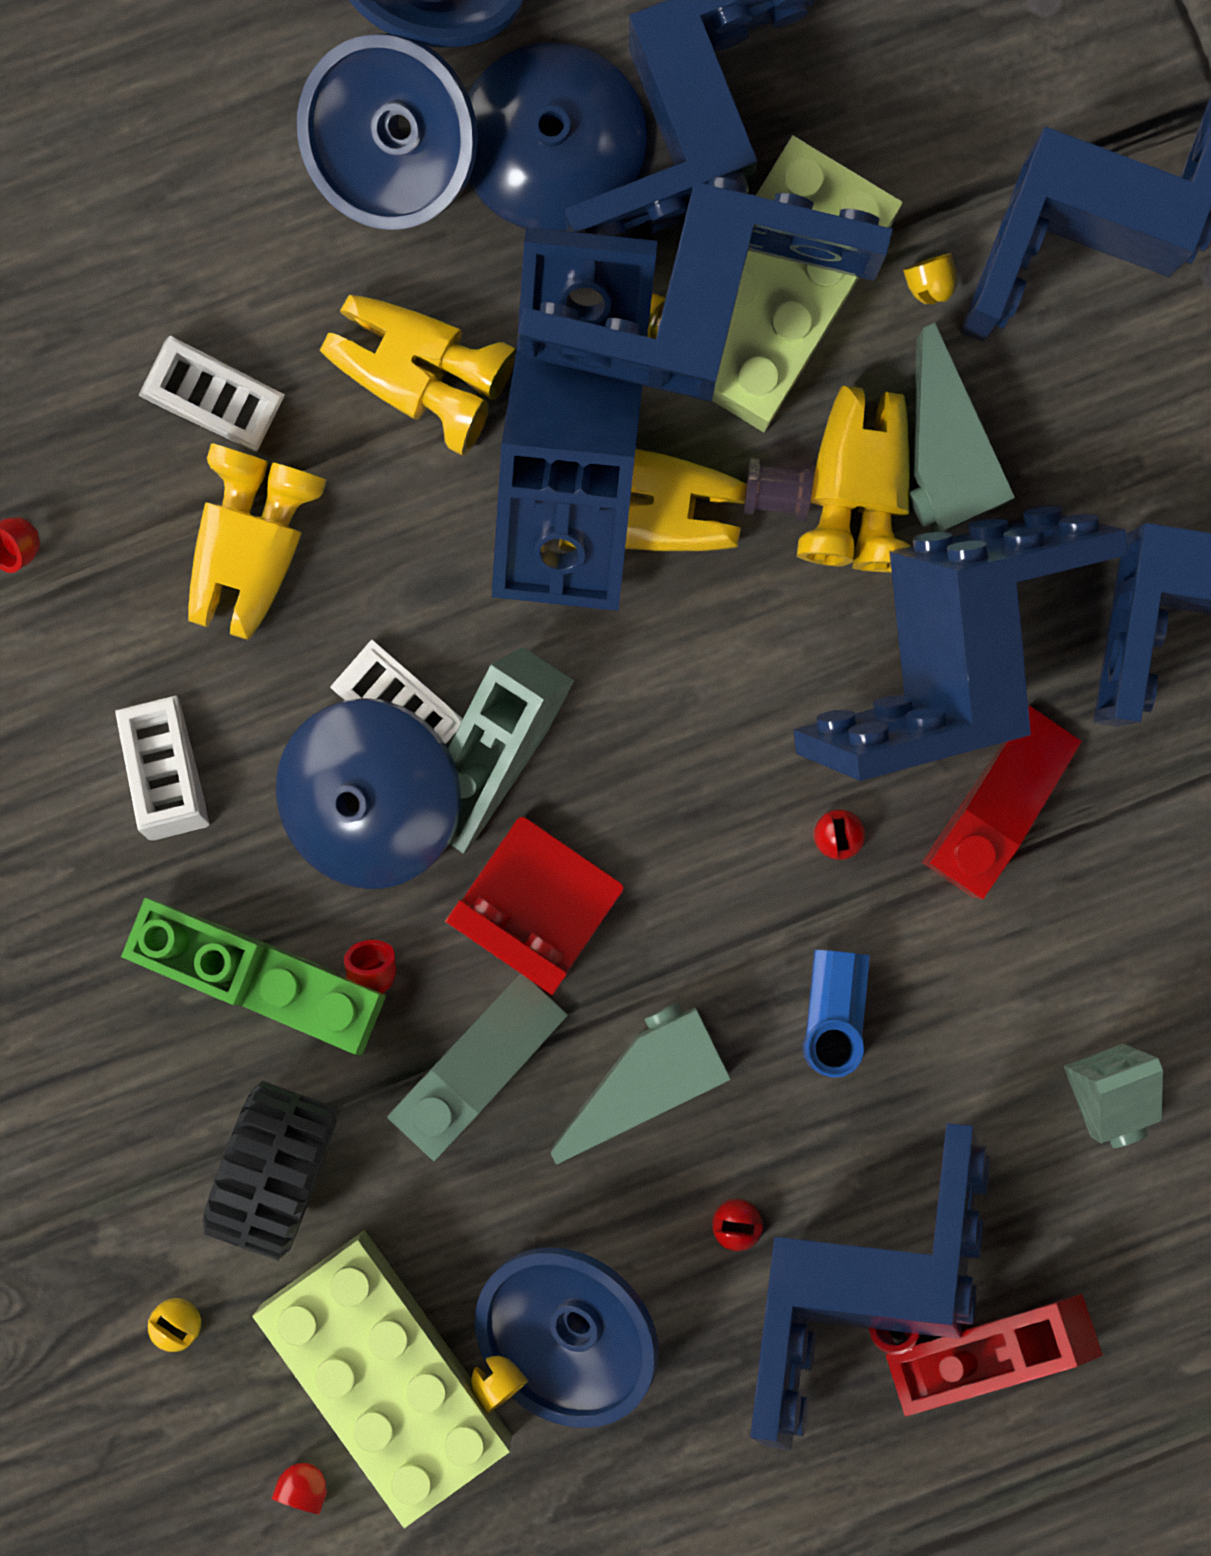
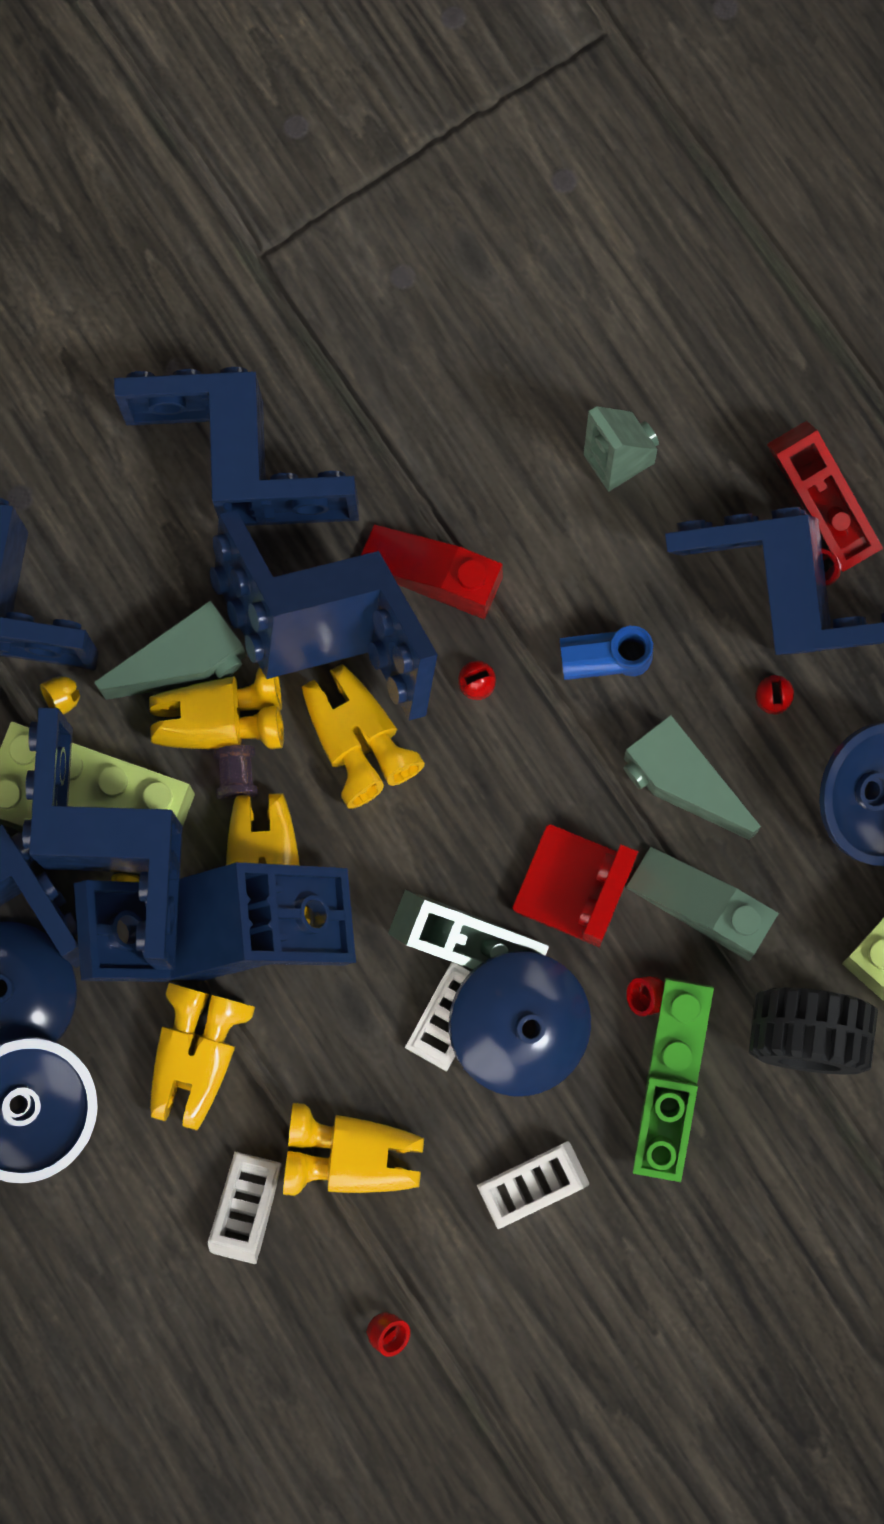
camera: 100 degrees left, 10 degrees down
(802, 656) = (354, 731): none -> yellow piece

